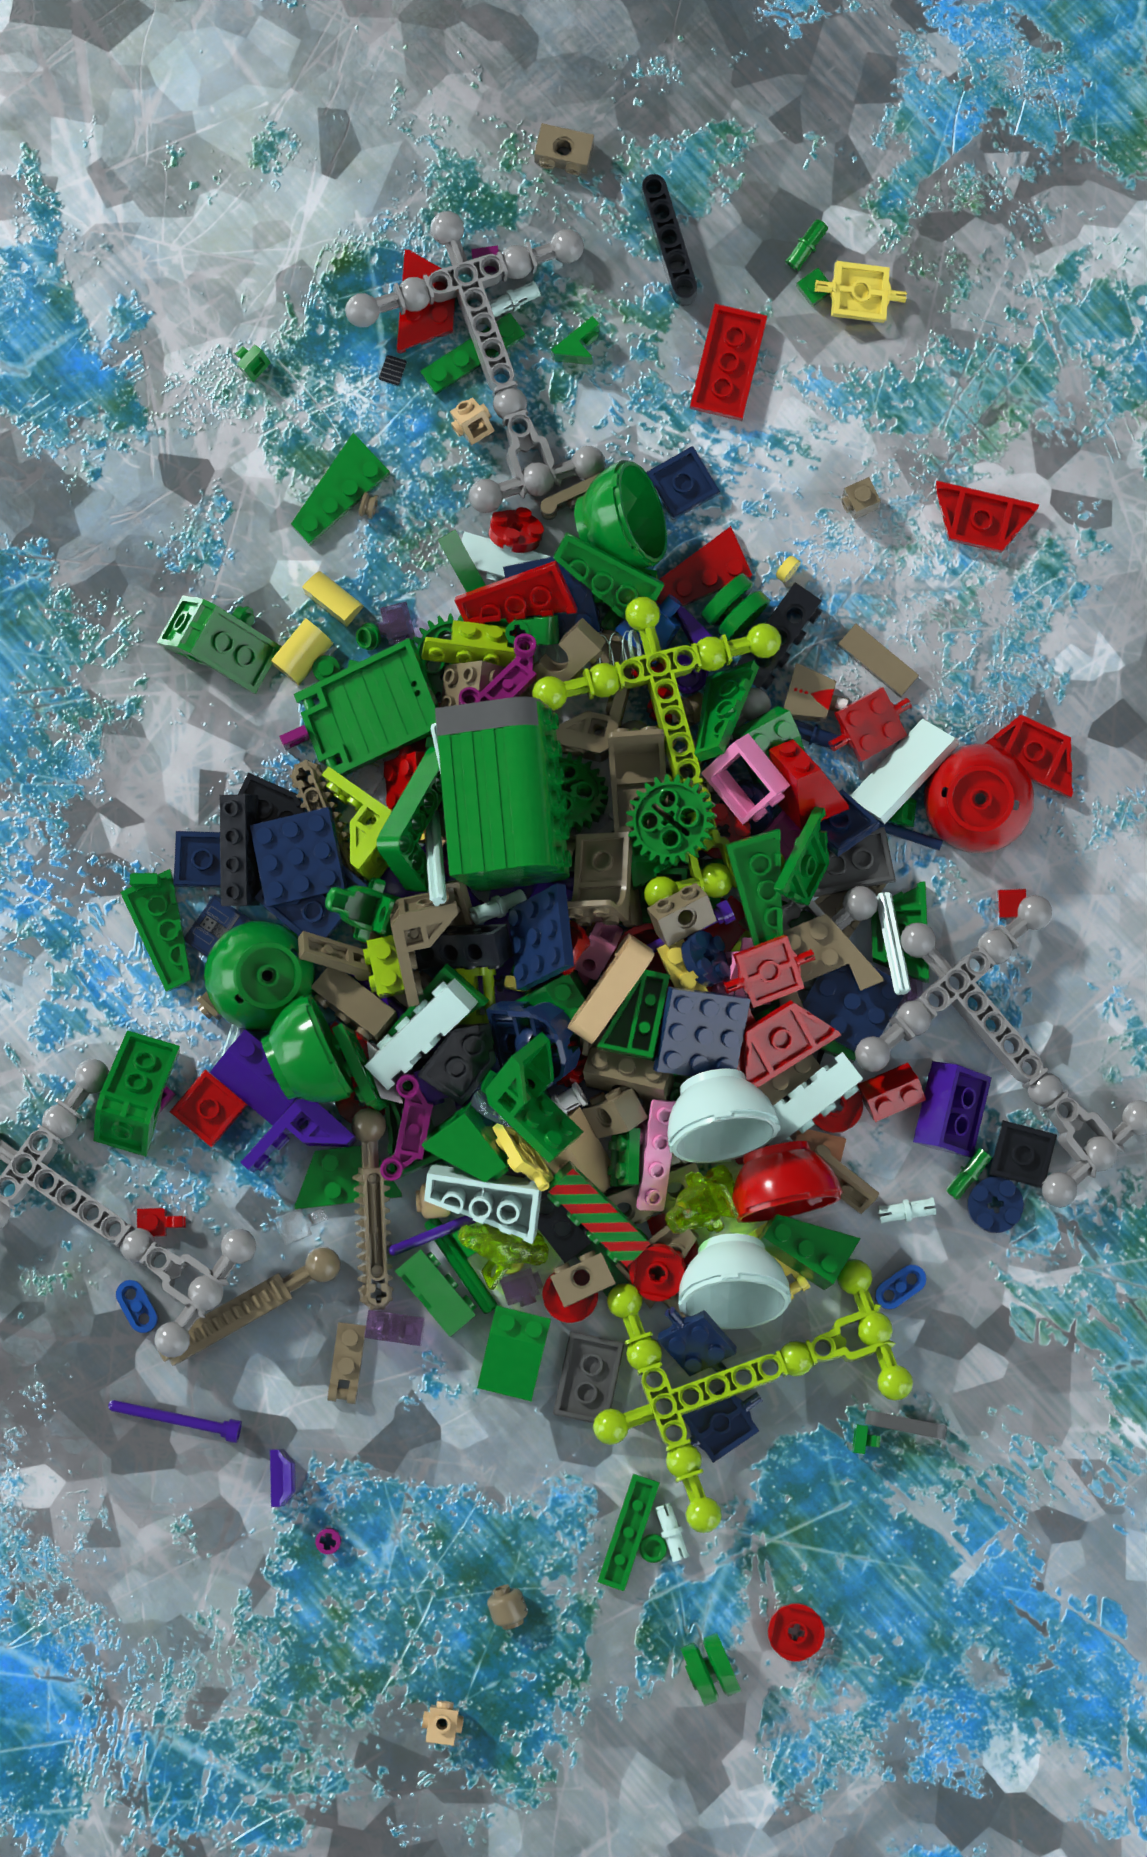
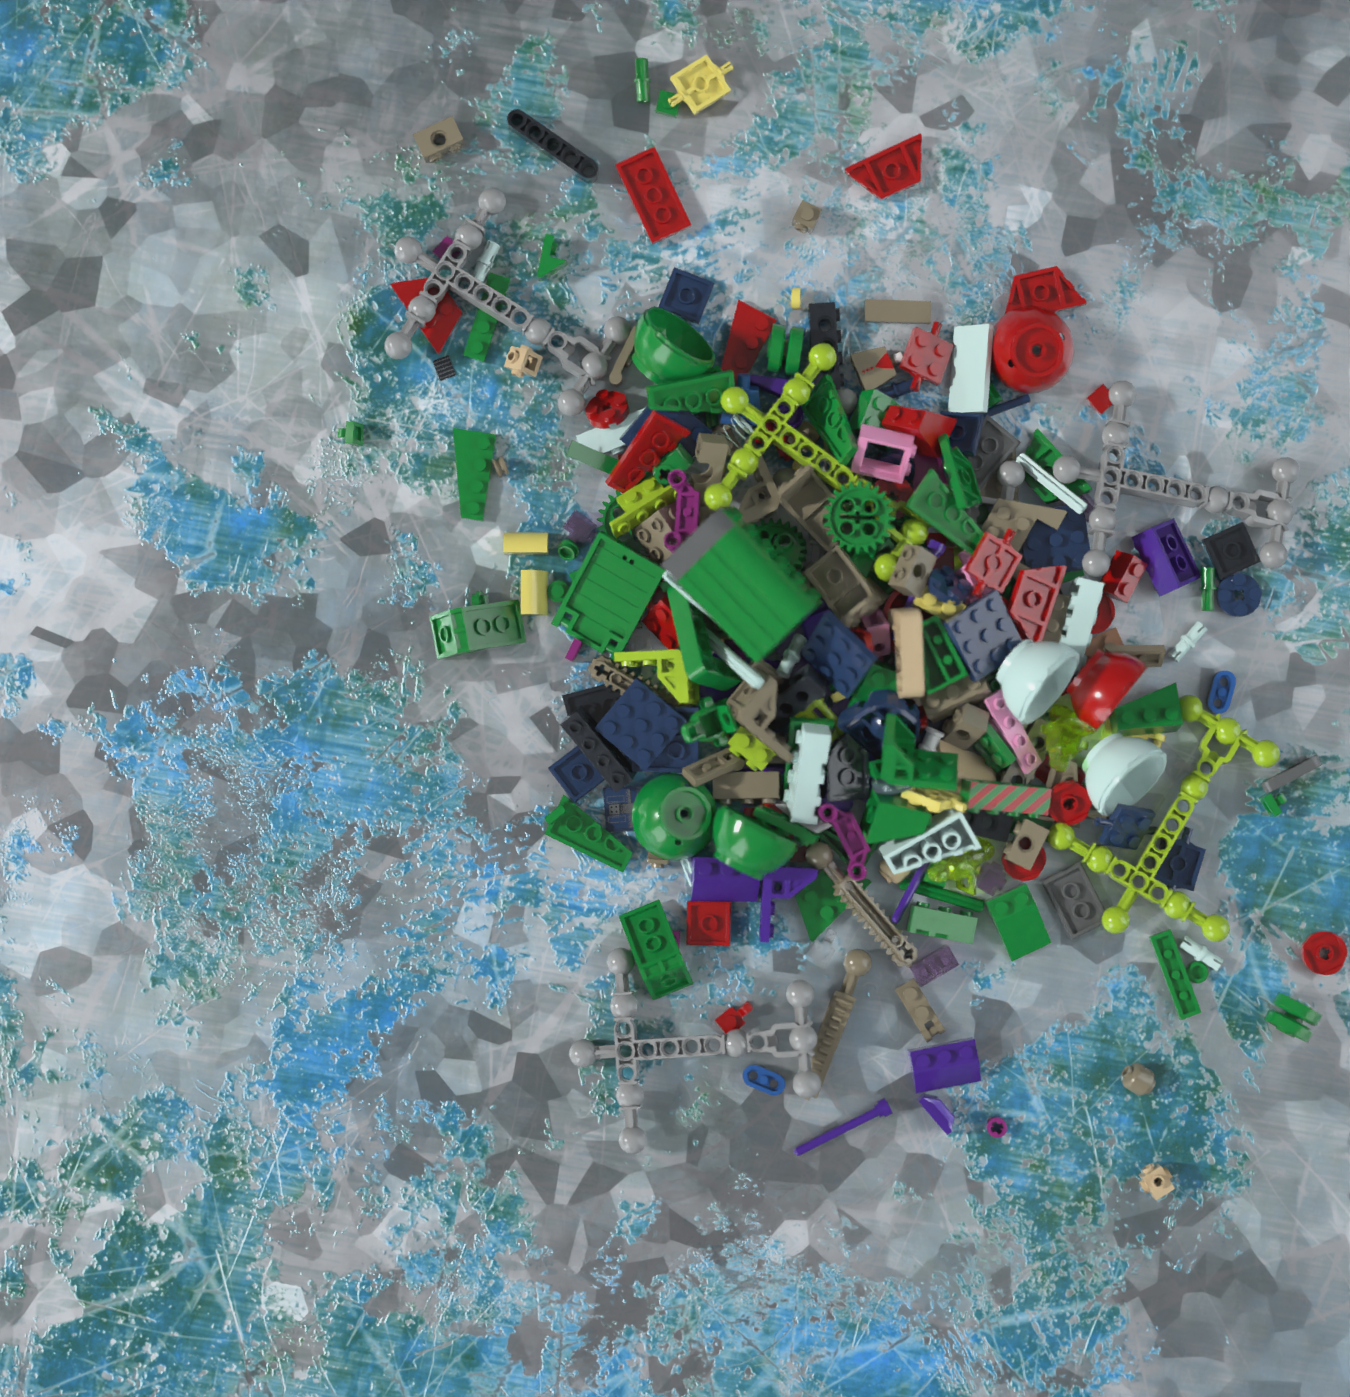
camera: 40 degrees left, 5 degrees up
(326, 1437) = (944, 1065): none -> dark purple slope

